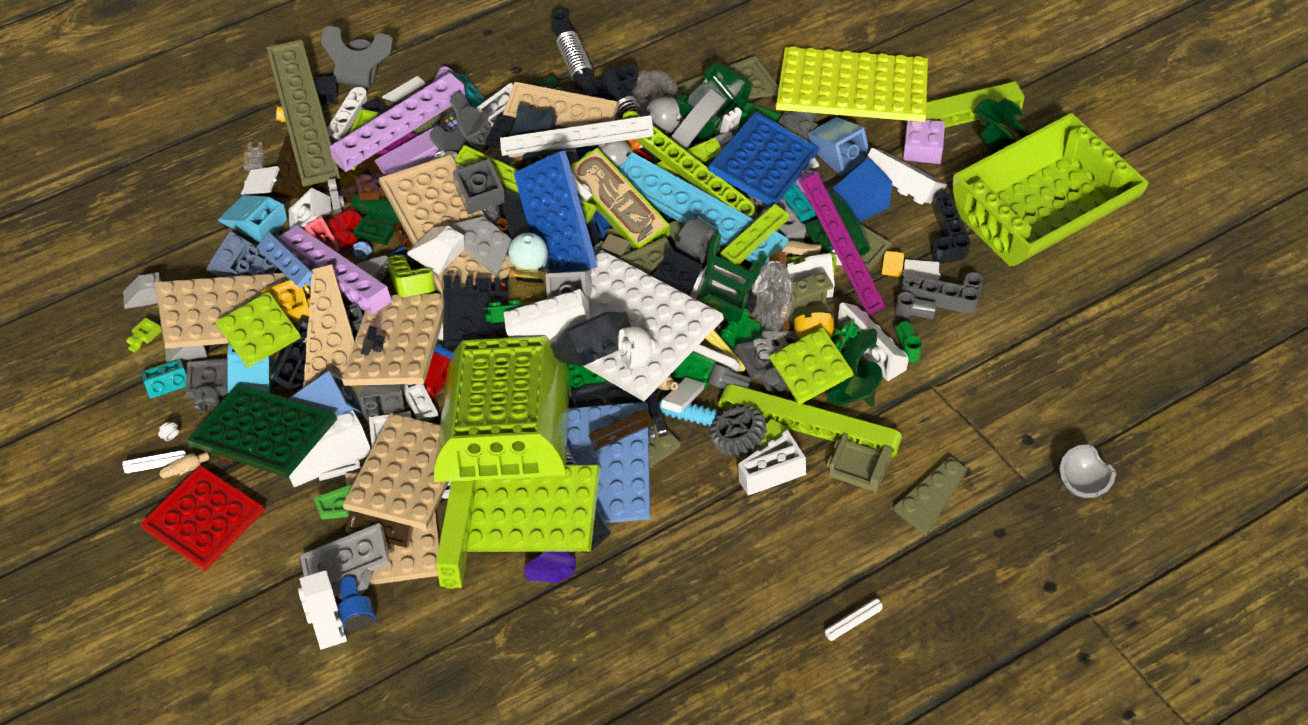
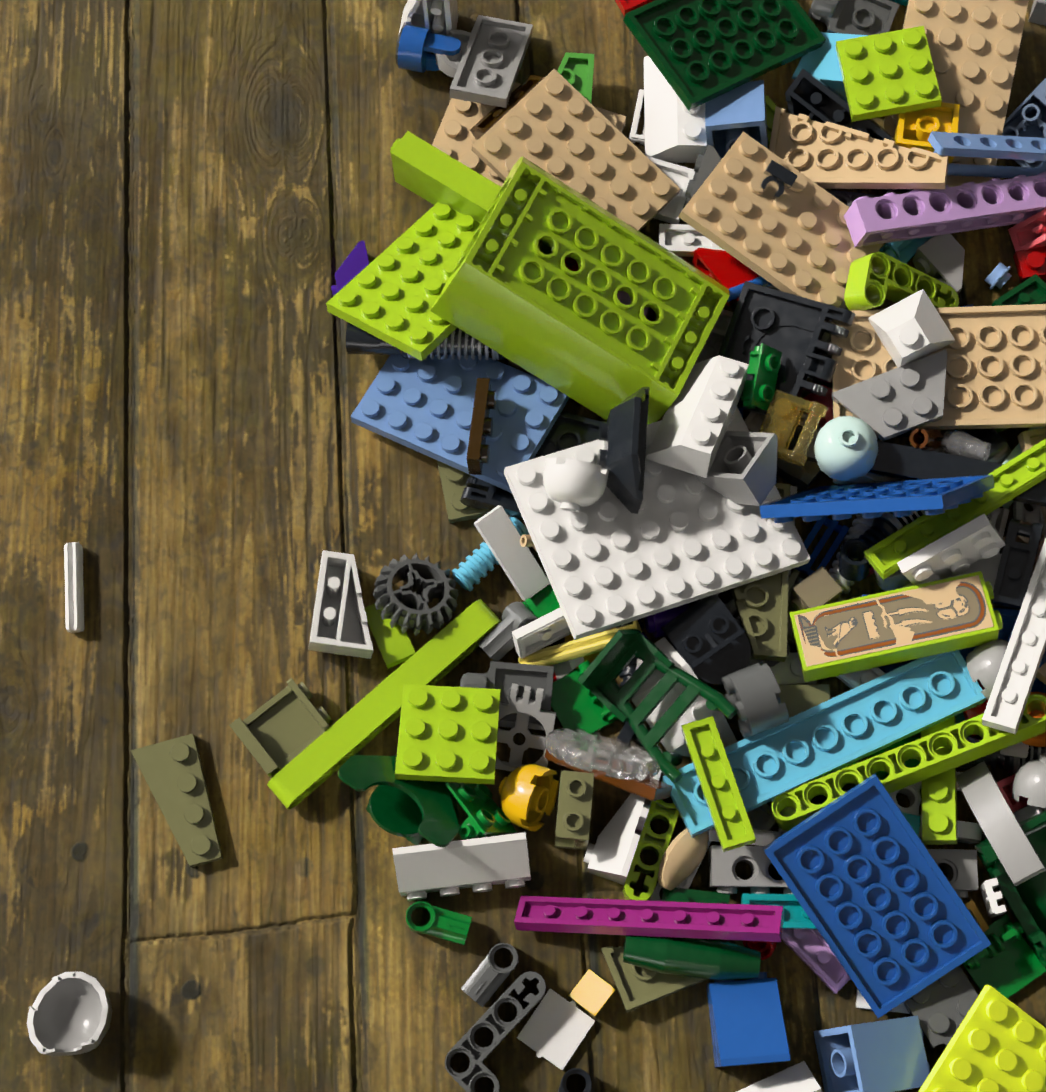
camera: 120 degrees right, 20 degrees up
(478, 186) = (994, 420): dark grey brick -> none

